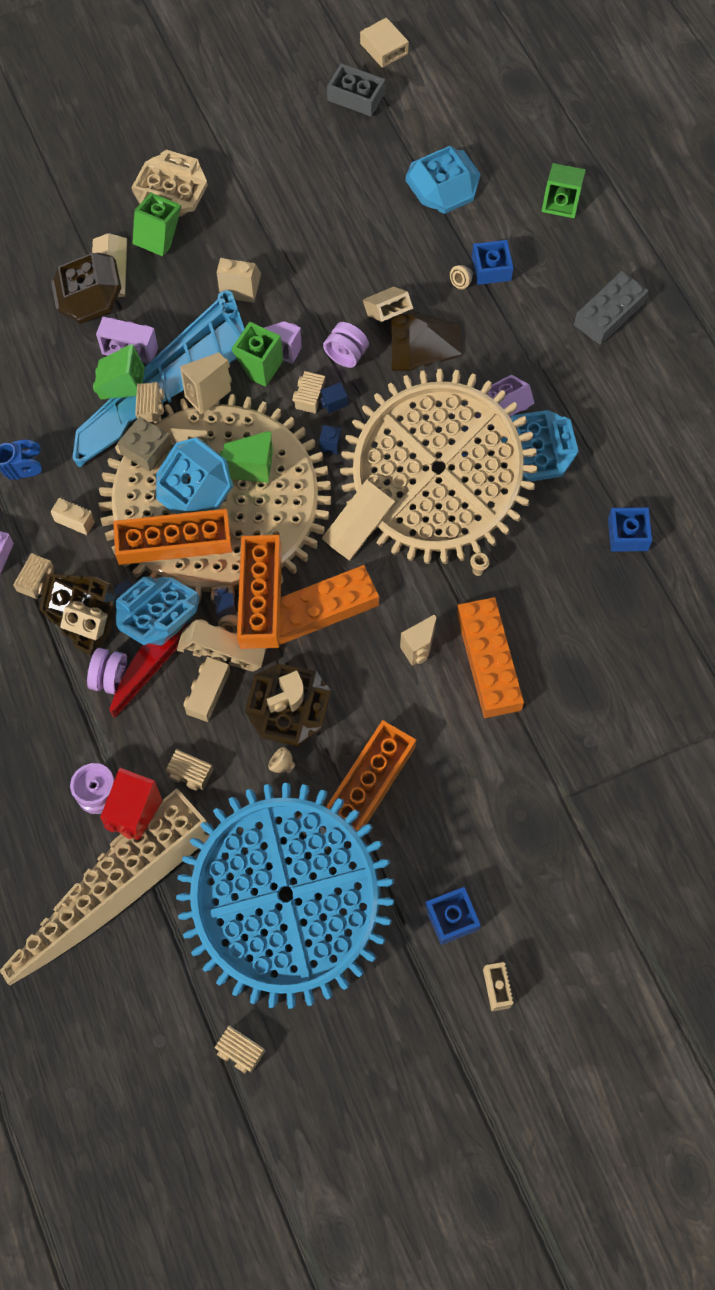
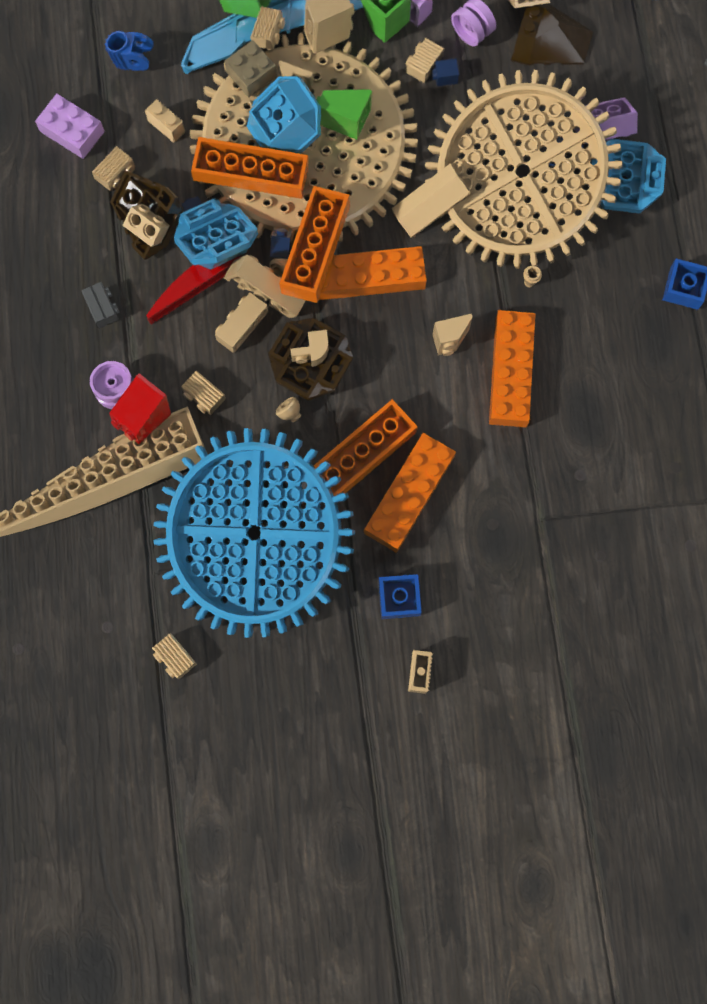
camera: 15 degrees right, 10 degrees up
(58, 713) = (100, 305): none -> dark grey brick
(106, 670) = (153, 278): lavender wheel -> none
(330, 439) = (429, 113): dark blue brick -> none
(428, 808) = (409, 492): none -> orange brick

